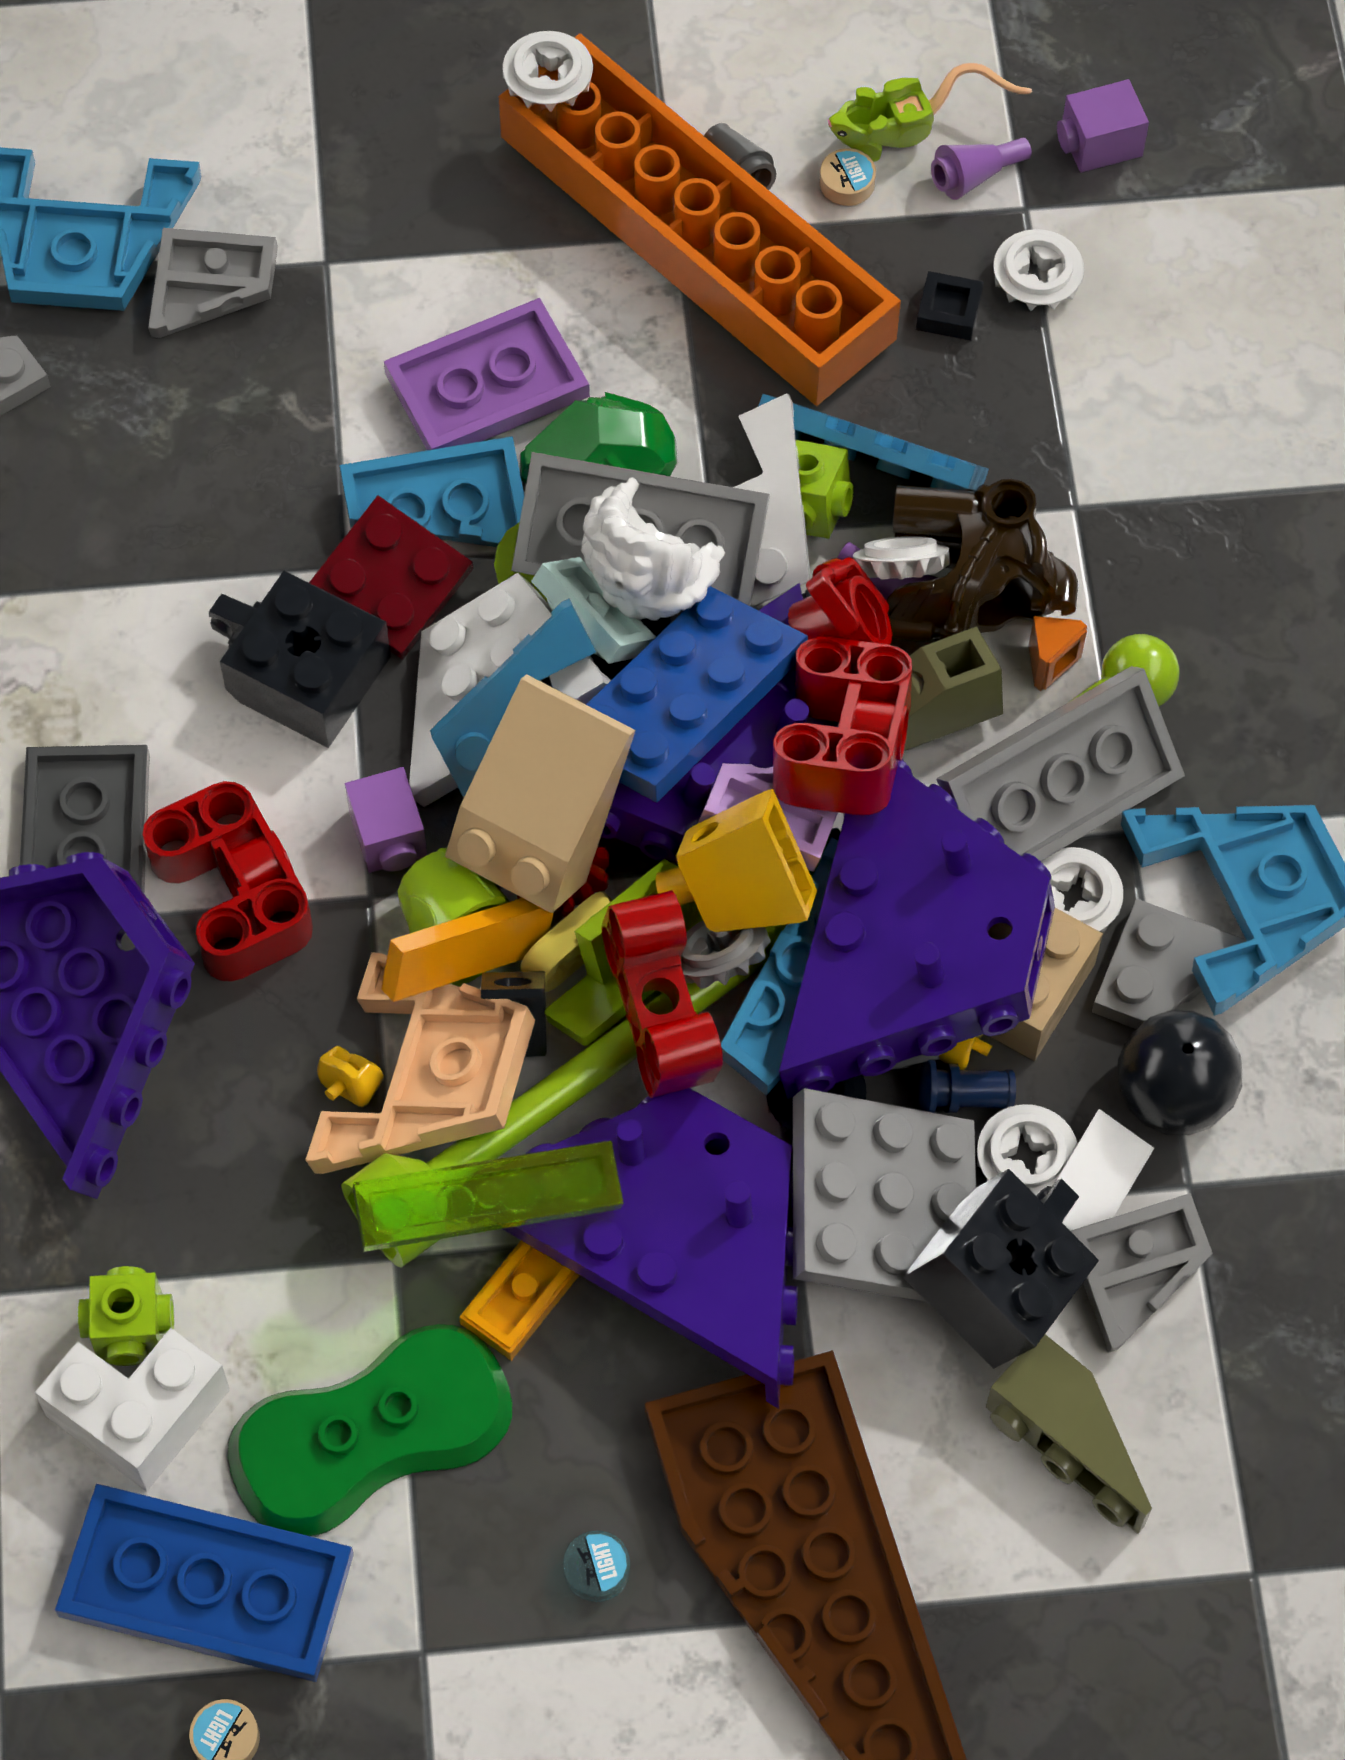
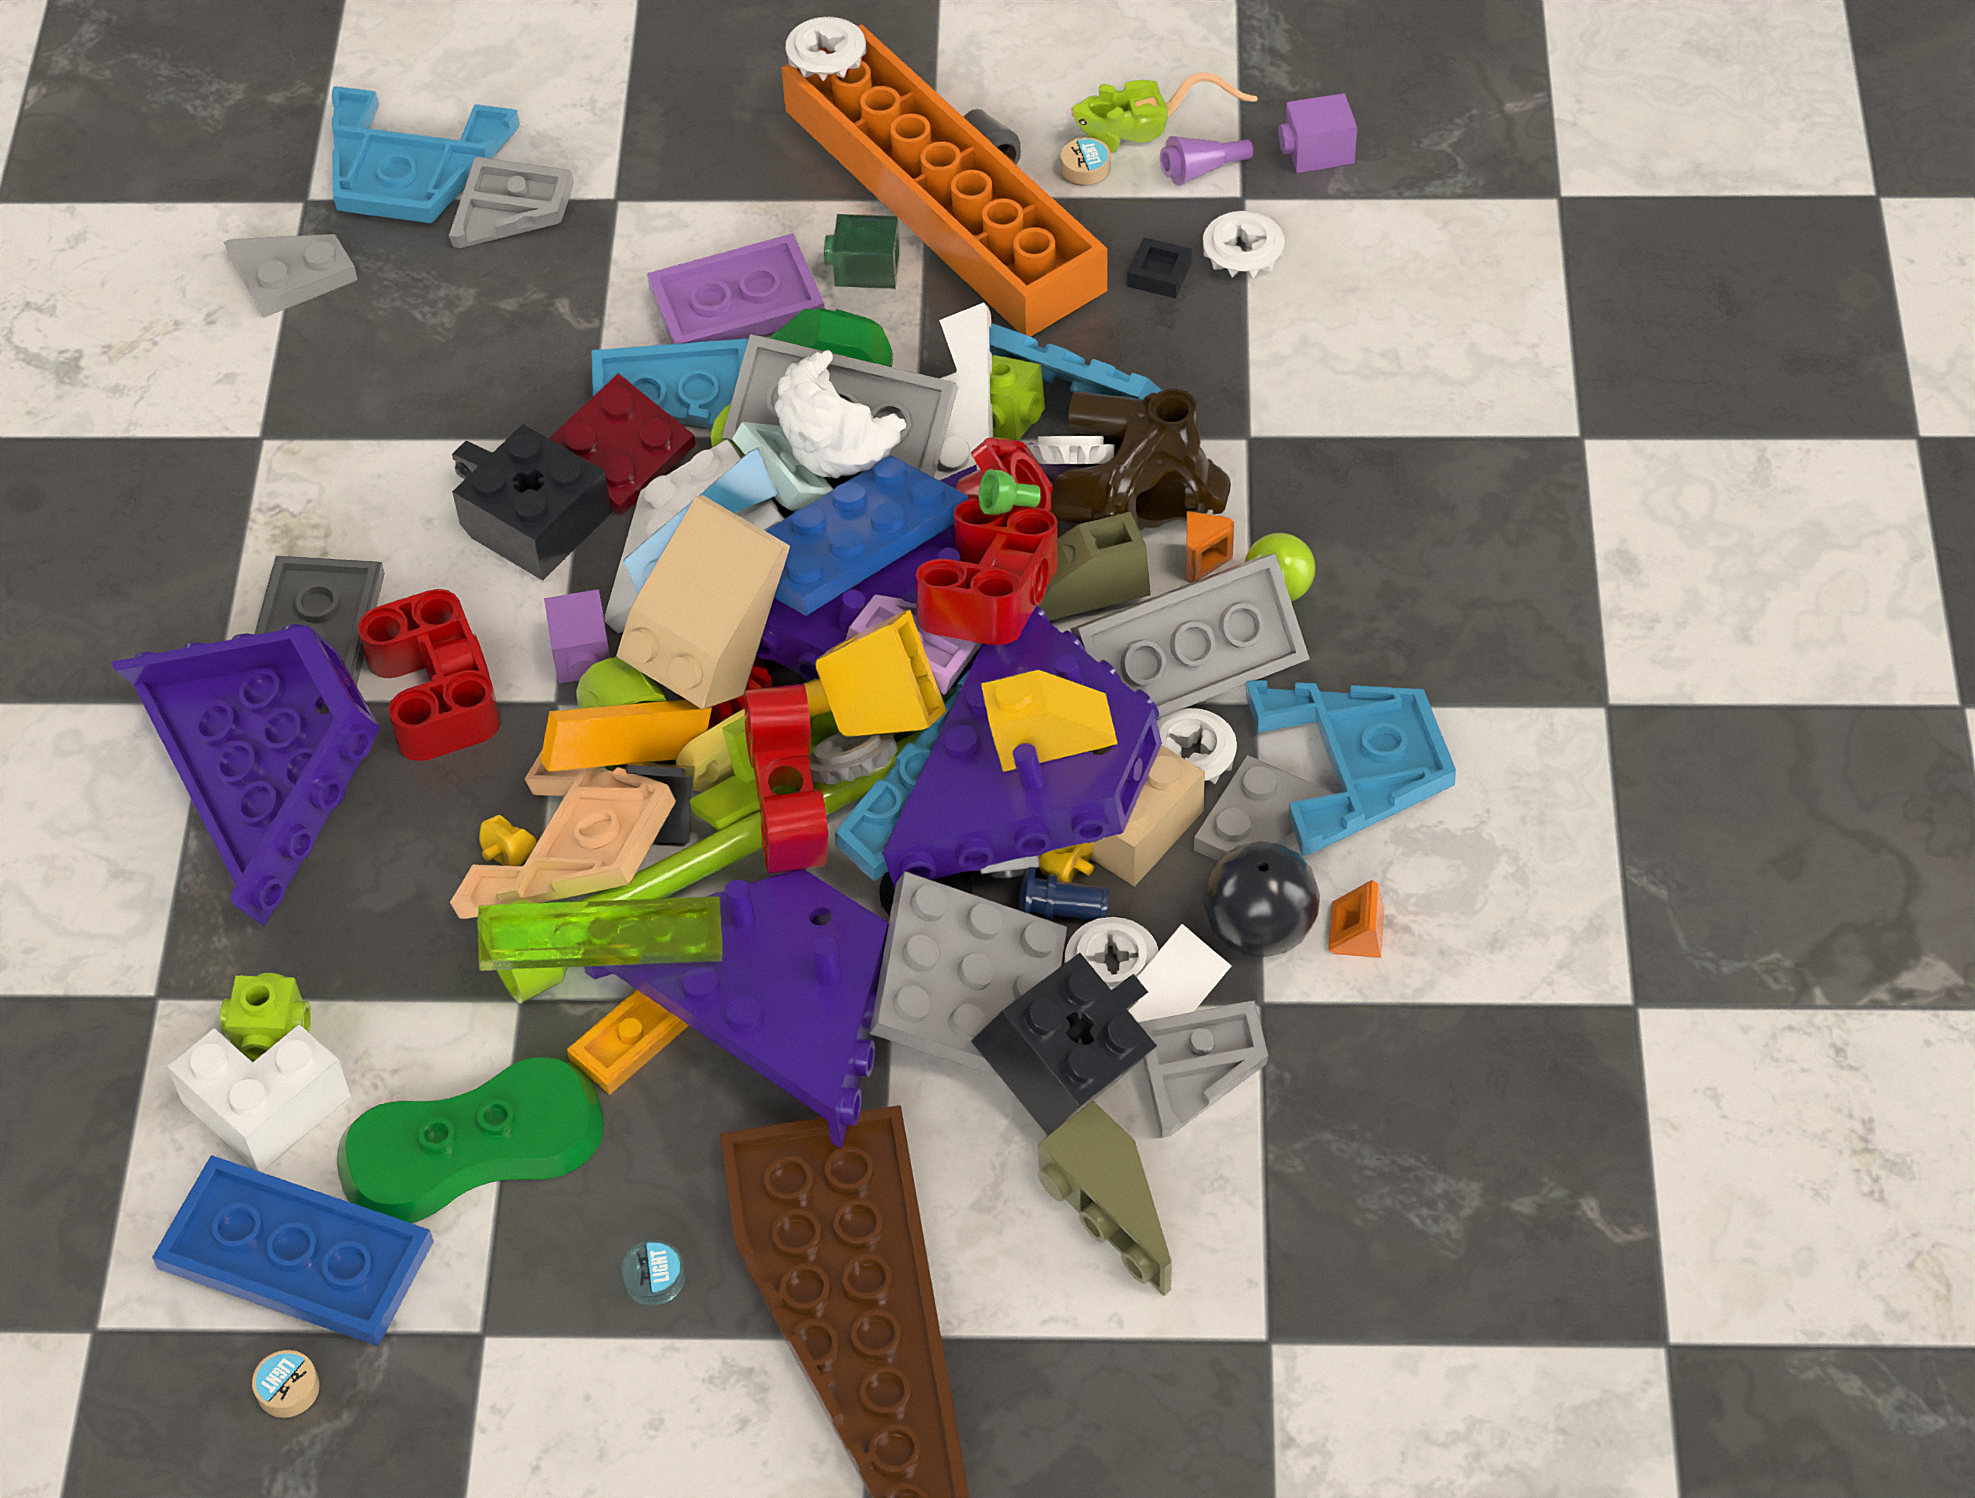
camera: 10 degrees right, 10 degrees down
(621, 313) = (864, 251): none -> clear green brick
(846, 634) = (1000, 493): none -> bright green piece
(940, 905) = (1047, 713): none -> yellow slope
(1279, 1085) = (1358, 922): none -> orange slope

